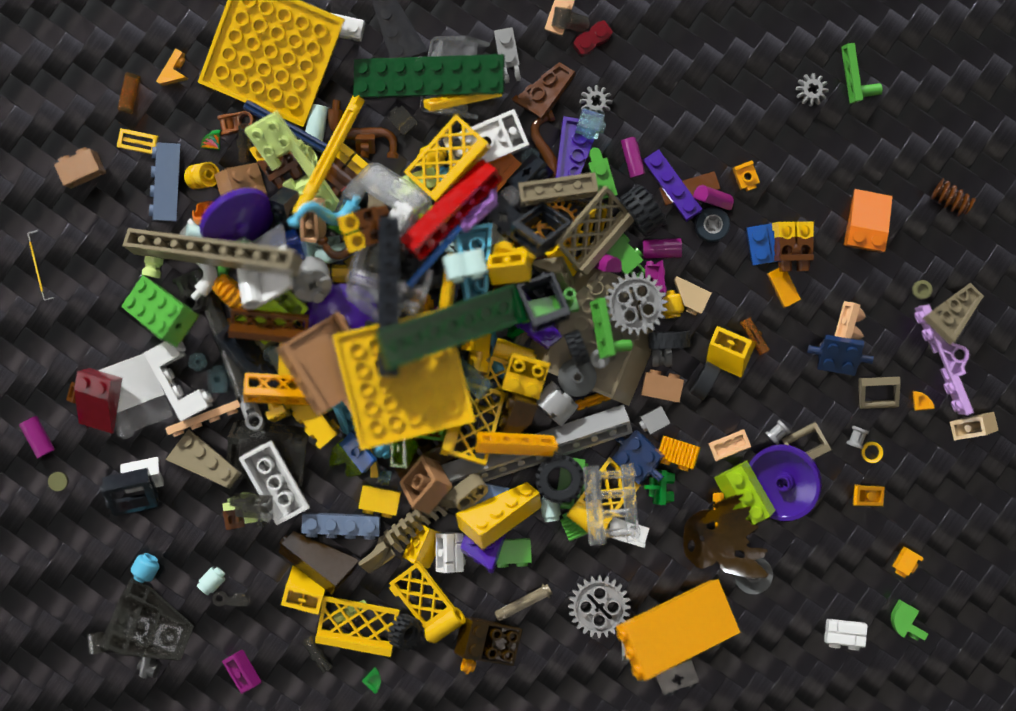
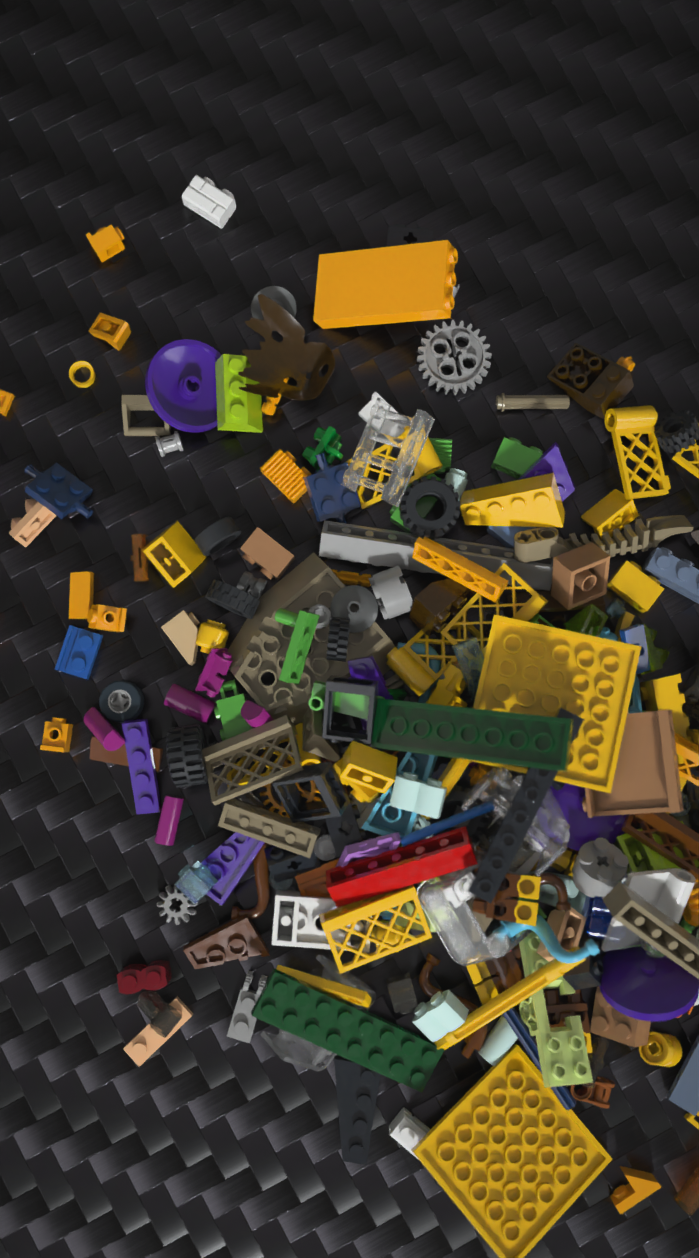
camera: 155 degrees left, 5 degrees down
(212, 140) = (627, 1082): tile -> none
(365, 144) = (458, 986): reddish brown tile -> none
(369, 119) = (440, 1015): none -> light aqua brick
(448, 552) = (588, 493): white brick -> none
(525, 376) = (411, 638): yellow slope -> none
(602, 171) = (209, 822): bright green brick -> none
(652, 297) = (226, 653): light grey gear -> none
(654, 420) = (294, 522): light grey brick -> none
(729, 445) = (227, 456): light nougat plate -> none
(754, 279) = (115, 621): none -> light orange brick
(793, 243) = (44, 635): reddish brown hips -> none
(857, 437) = (88, 396): light grey bush -> none
(863, 382) = (50, 449): dark tan tile -> none
(902, 620) = (142, 185): bright green brick -> none

